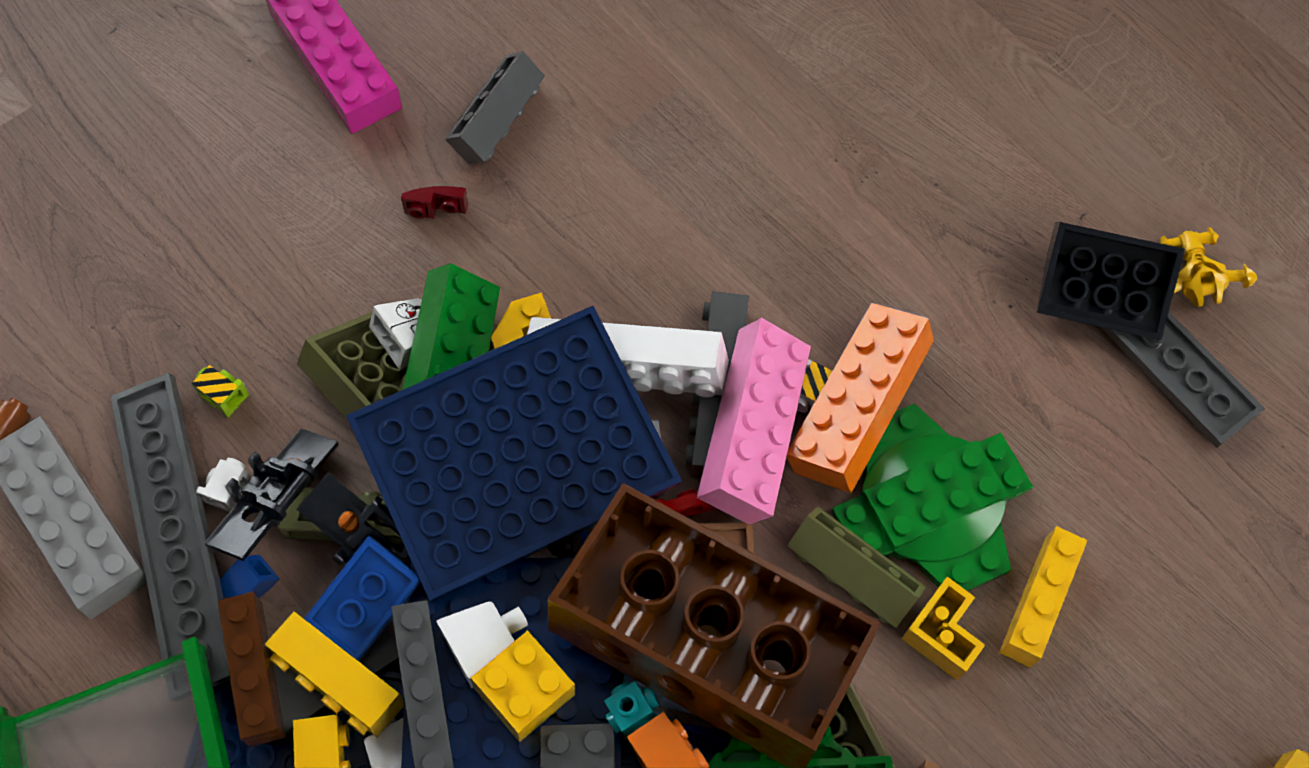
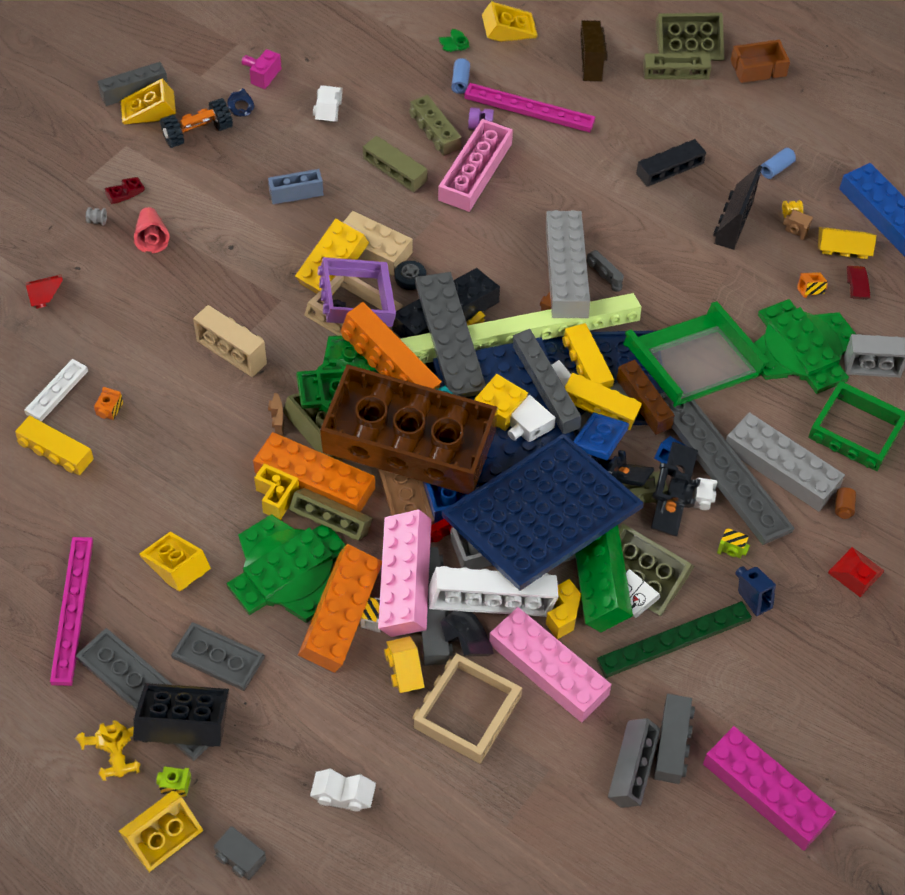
camera: 170 degrees right, 10 degrees down
(50, 313) = (856, 571): none -> red slope
(220, 303) = (756, 589): none -> dark blue torso
(367, 271) = (673, 639): none -> dark green plate
(424, 140) = (673, 739): none -> dark grey brick
(425, 201) = (658, 686): dark red slope -> none
(565, 252) = (550, 664): none -> bright pink brick
(678, 306) = (468, 630): none -> black slope
(698, 165) = (451, 740): none -> tan window
(780, 293) = (404, 659): none -> yellow brick
(902, 156) = (342, 792): none -> white brick
(904, 672) = (317, 471): none -> orange brick
(1029, 108) = (239, 853): none -> dark grey brick
(1043, 597) = (219, 519): yellow brick -> none
(1049, 378) = (218, 656): none -> dark grey tile
(1113, 210) = (180, 783): none -> lime brick
(1120, 540) = (176, 560): none -> yellow slope
(1133, 154) = (161, 830): none -> yellow slope
(1275, 495) = (71, 612): none -> dark pink plate

